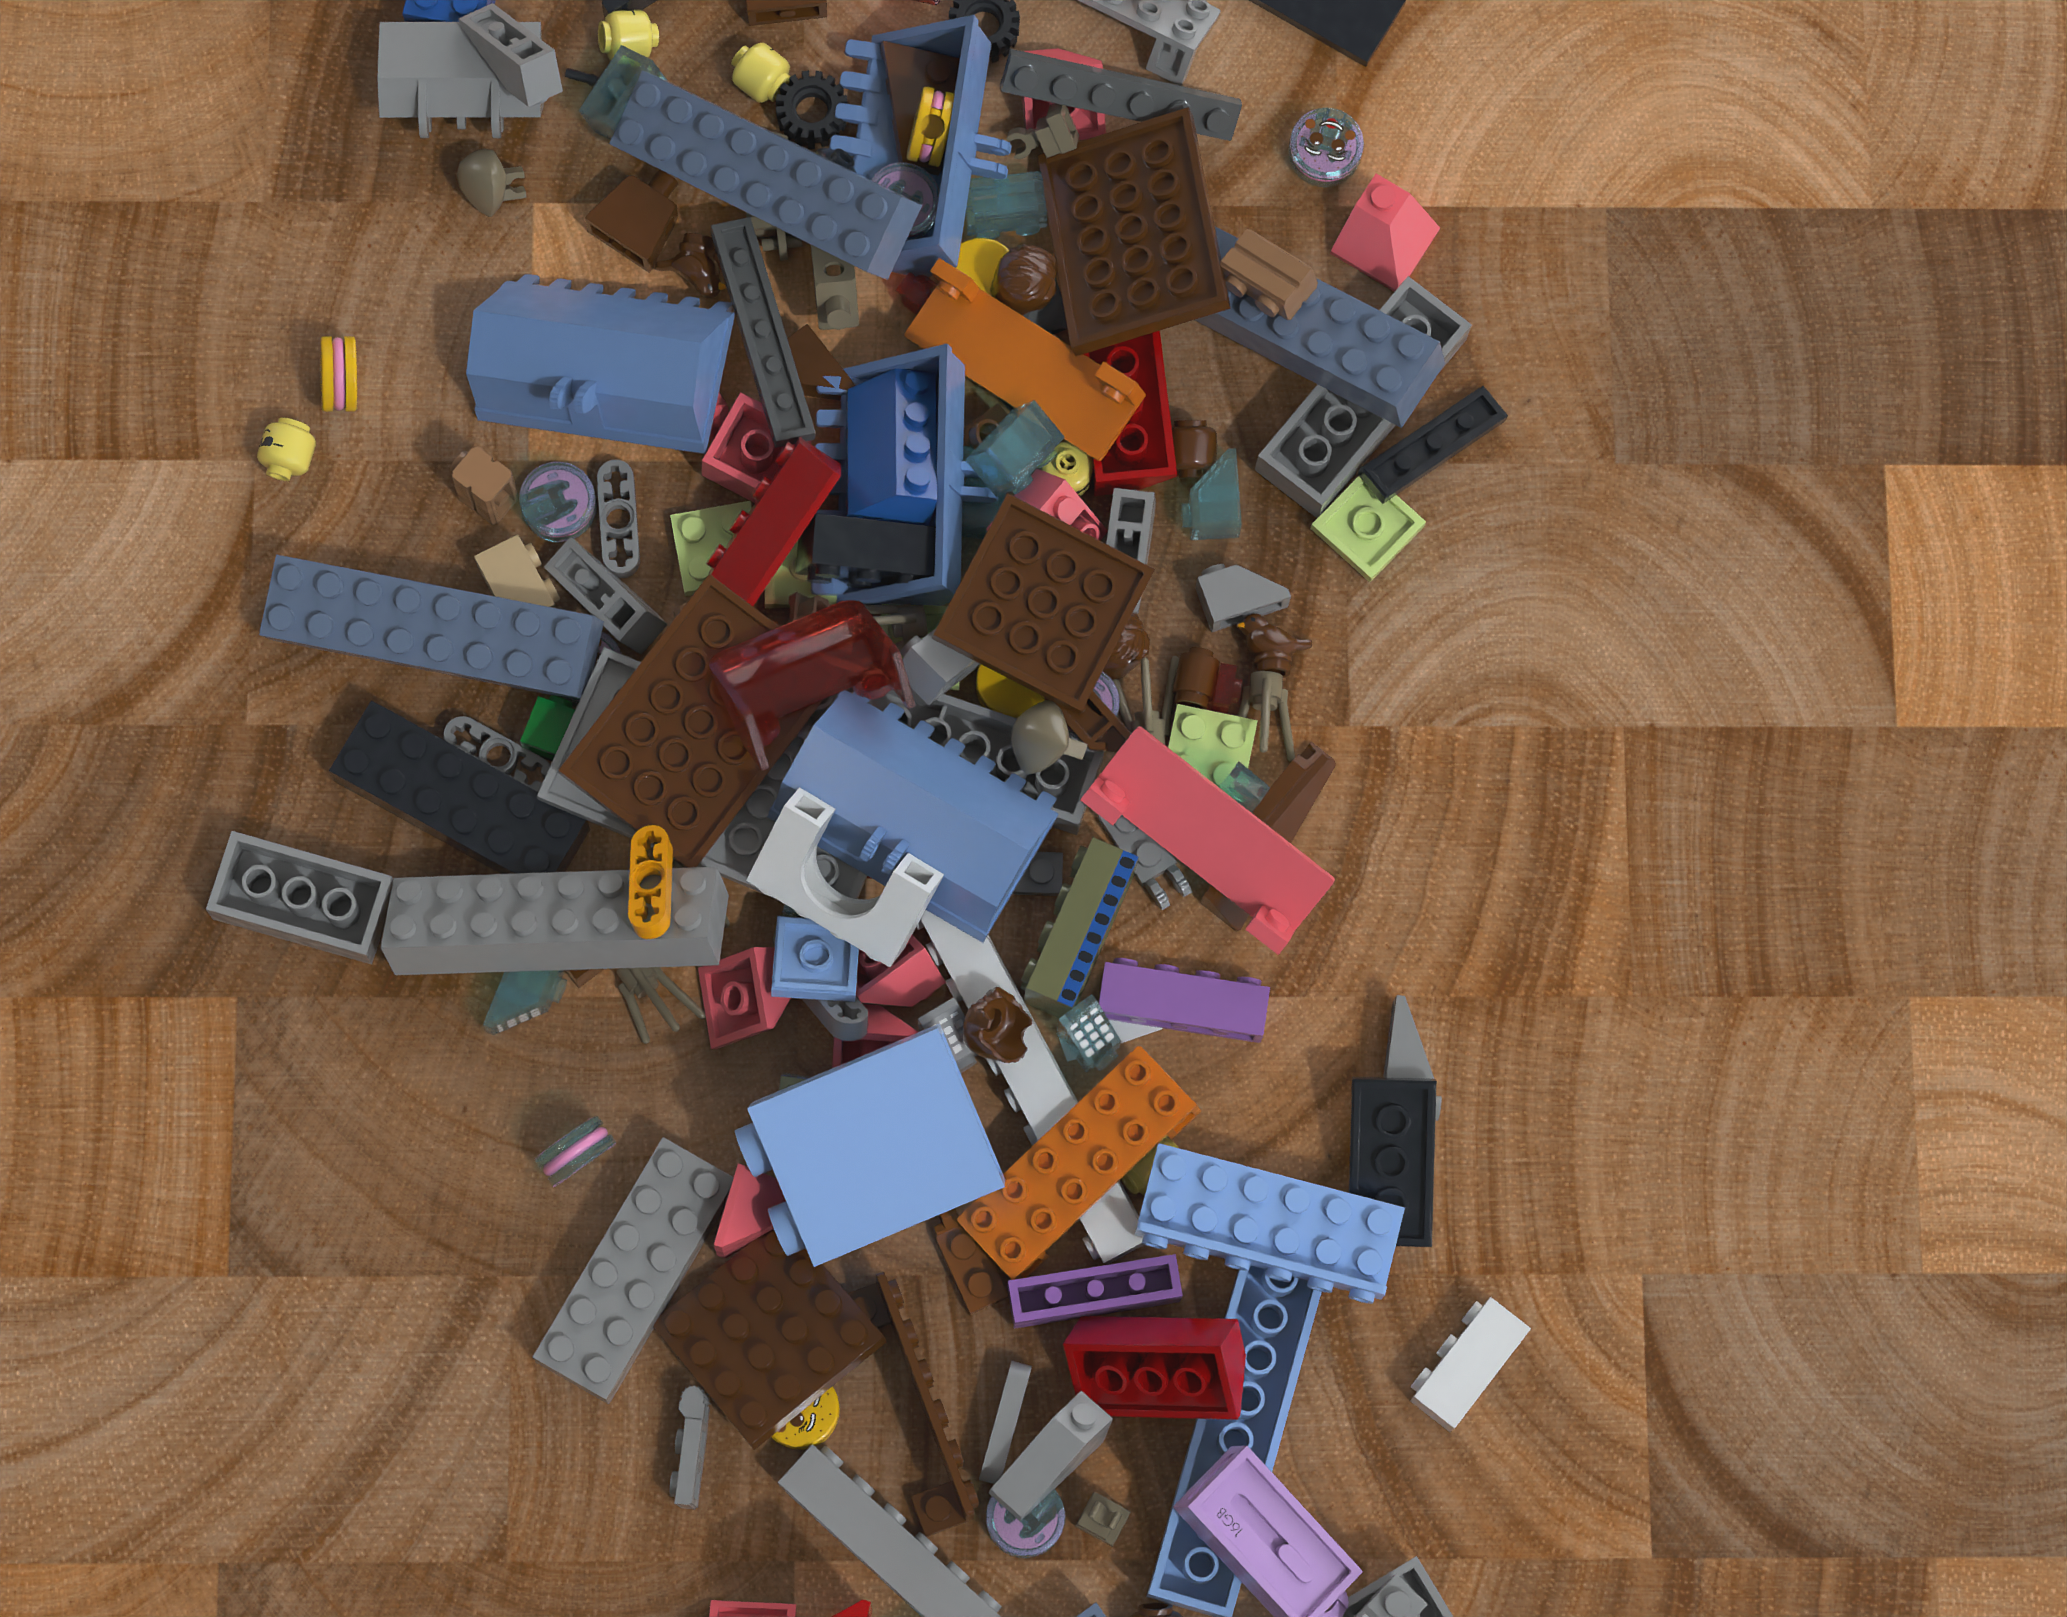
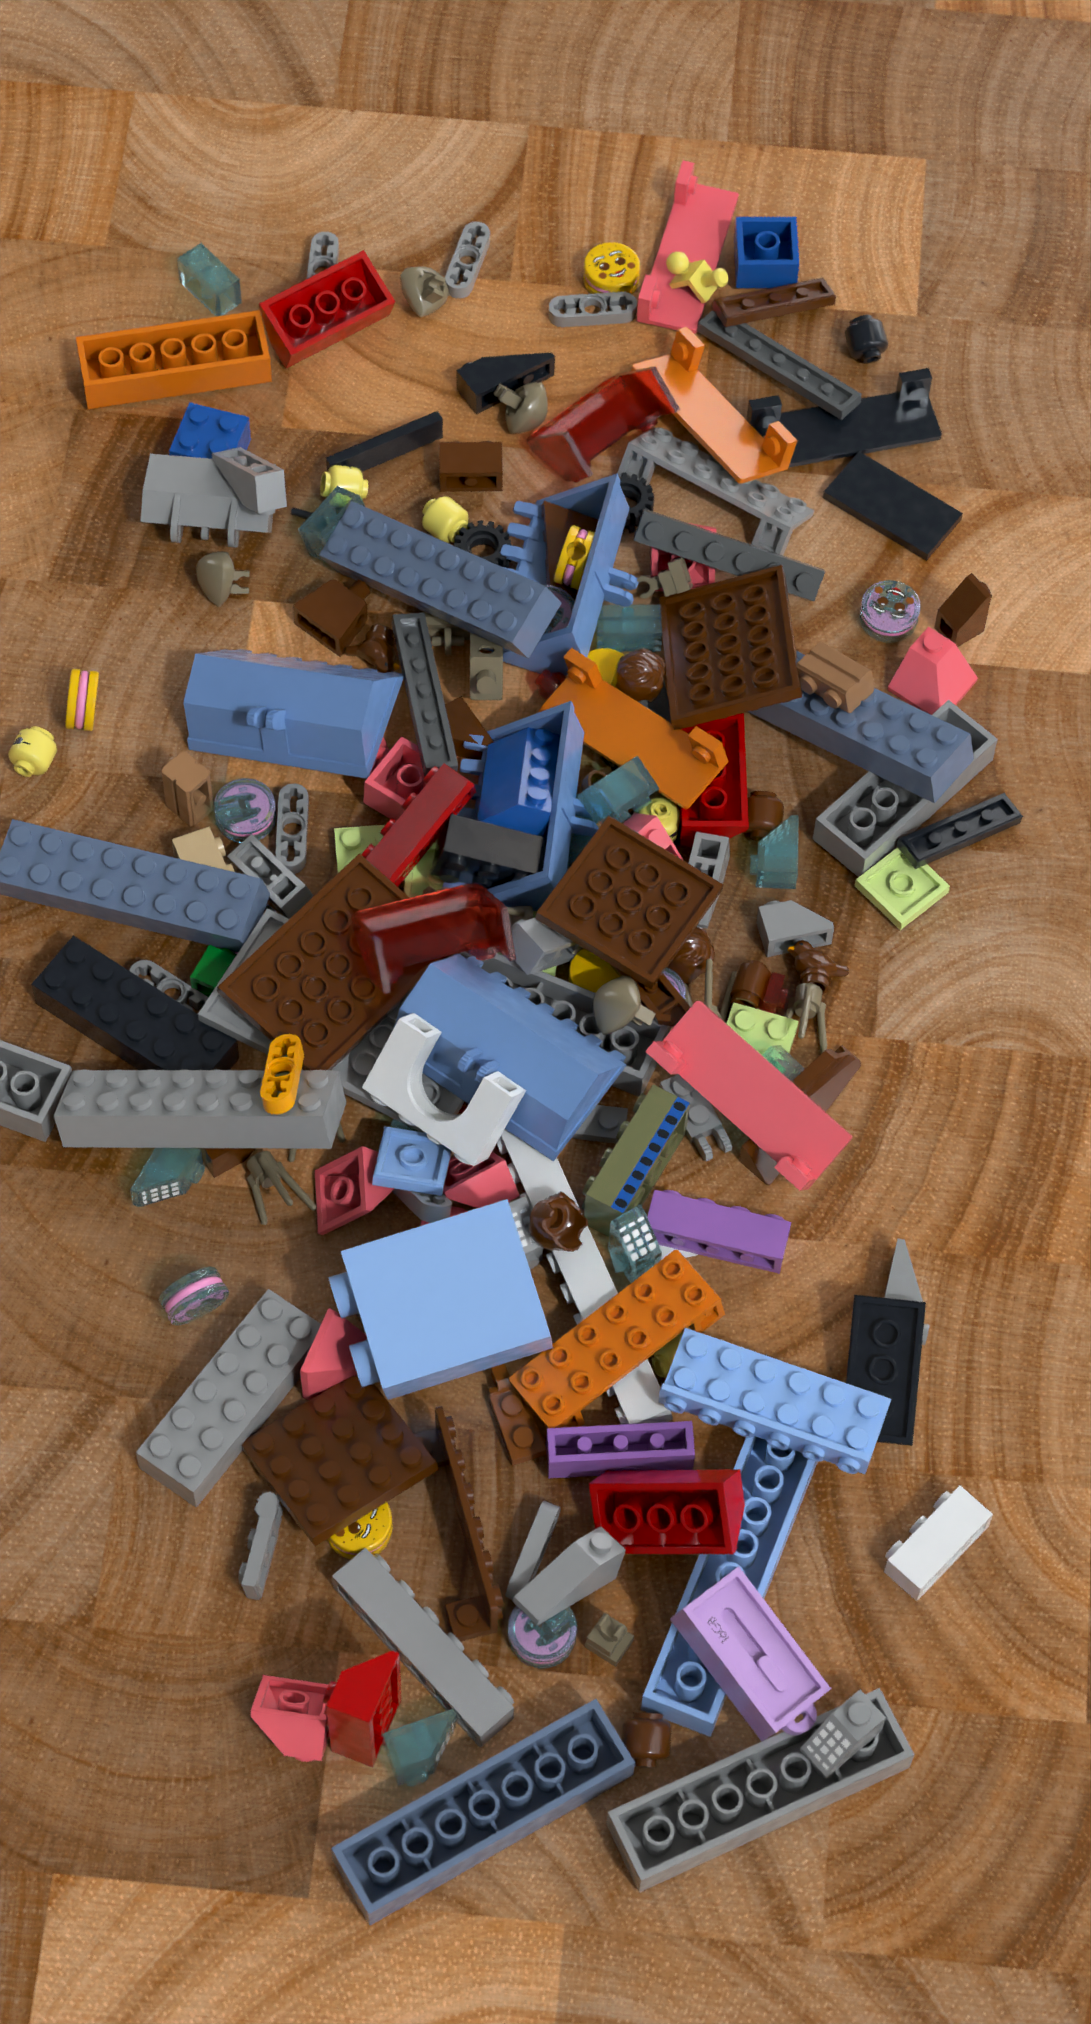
camera: 10 degrees right, 15 degrees down
(1418, 145) = (964, 611): none -> reddish brown slope

